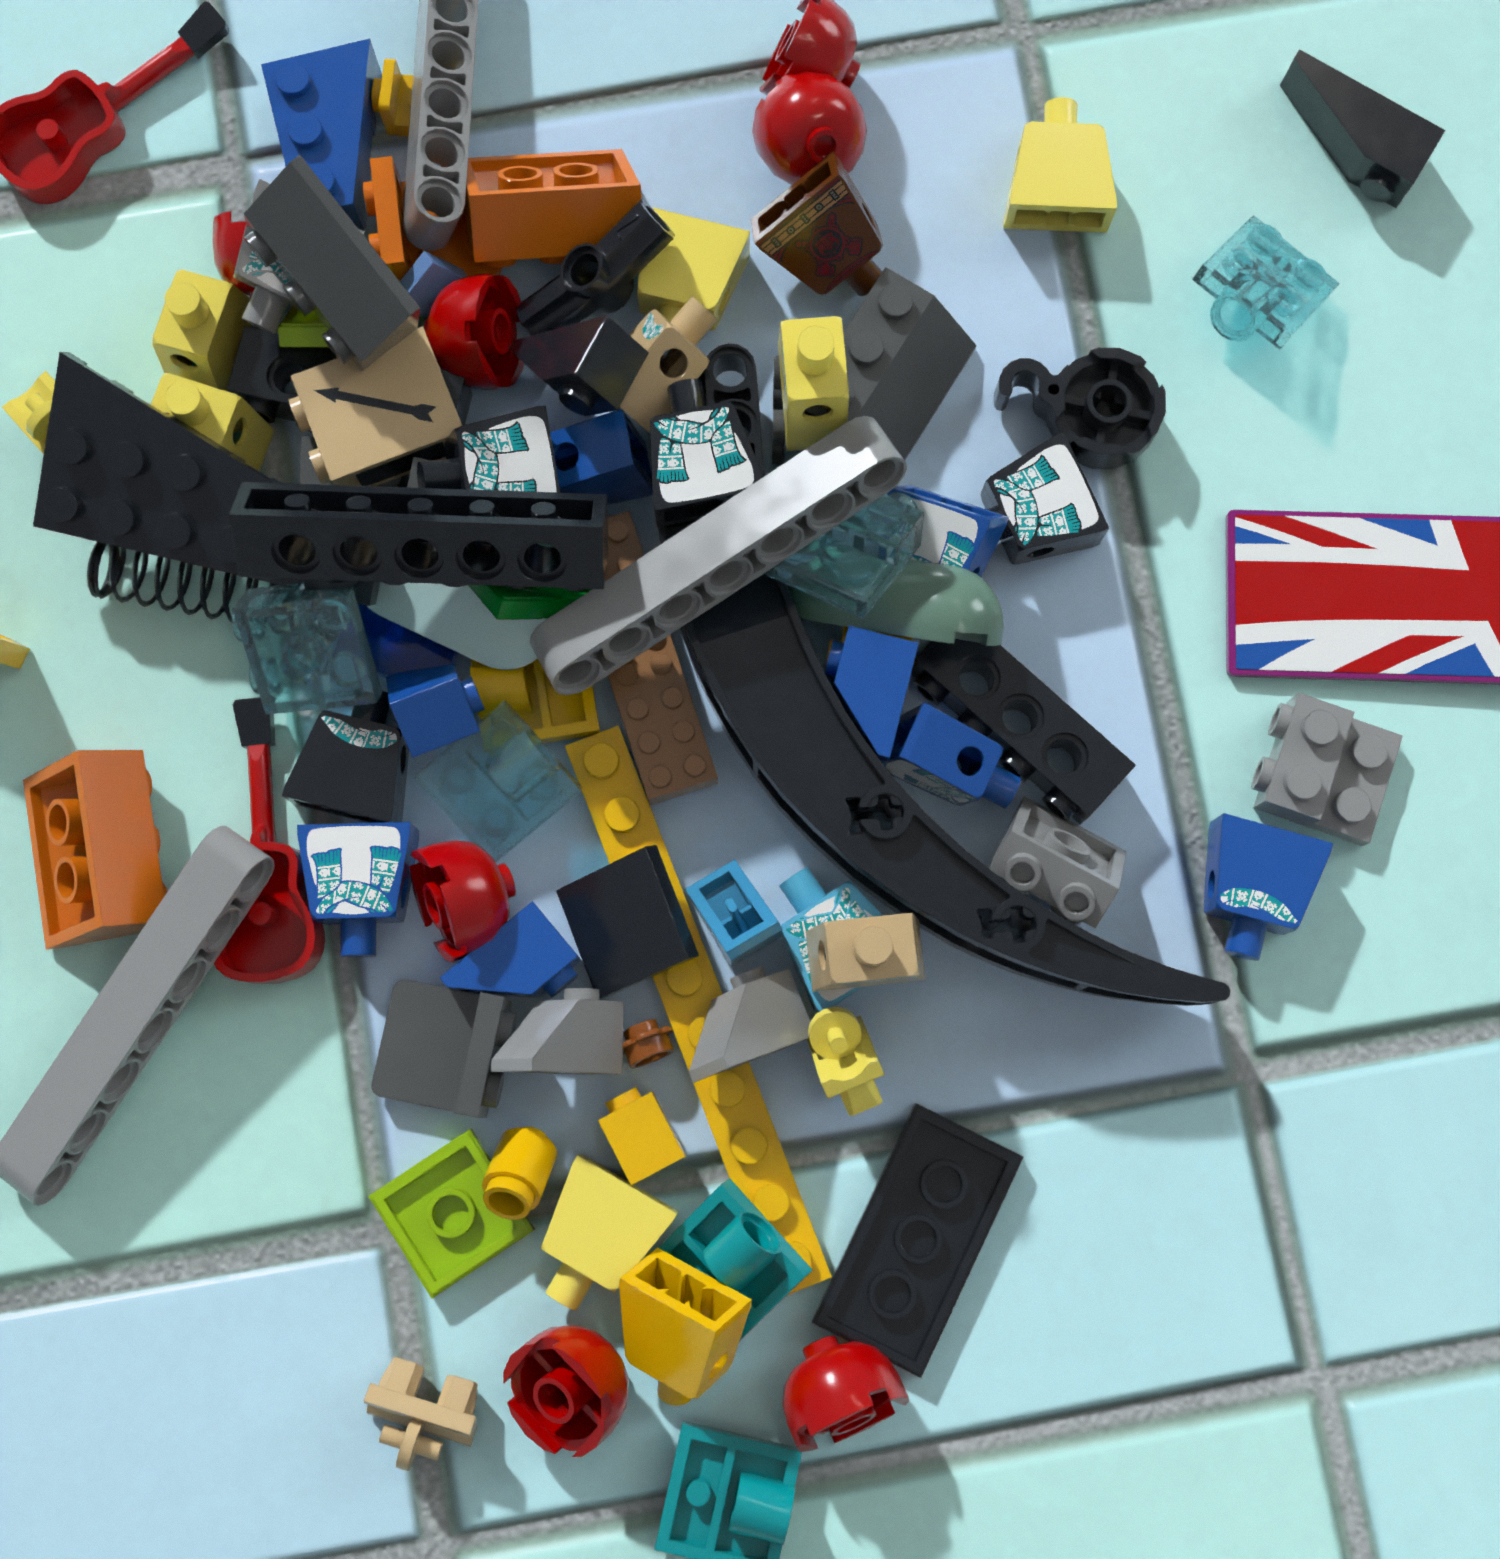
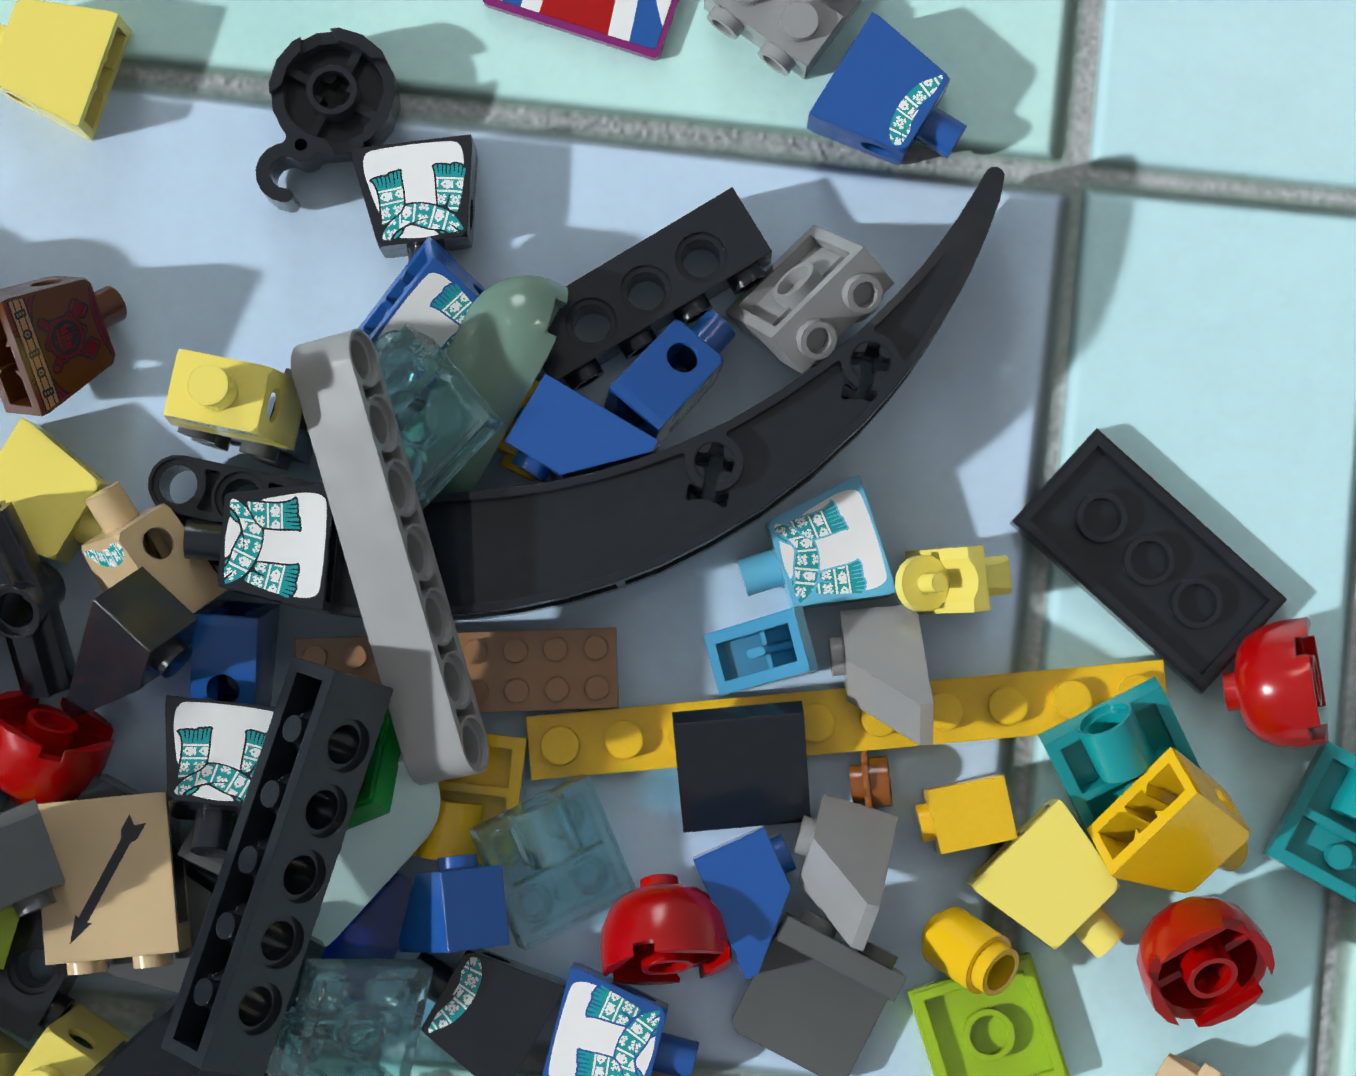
camera: 65 degrees left, 5 degrees up
(865, 952) = (853, 527): tan torso -> none
(901, 359) = (217, 297): dark grey slope -> none

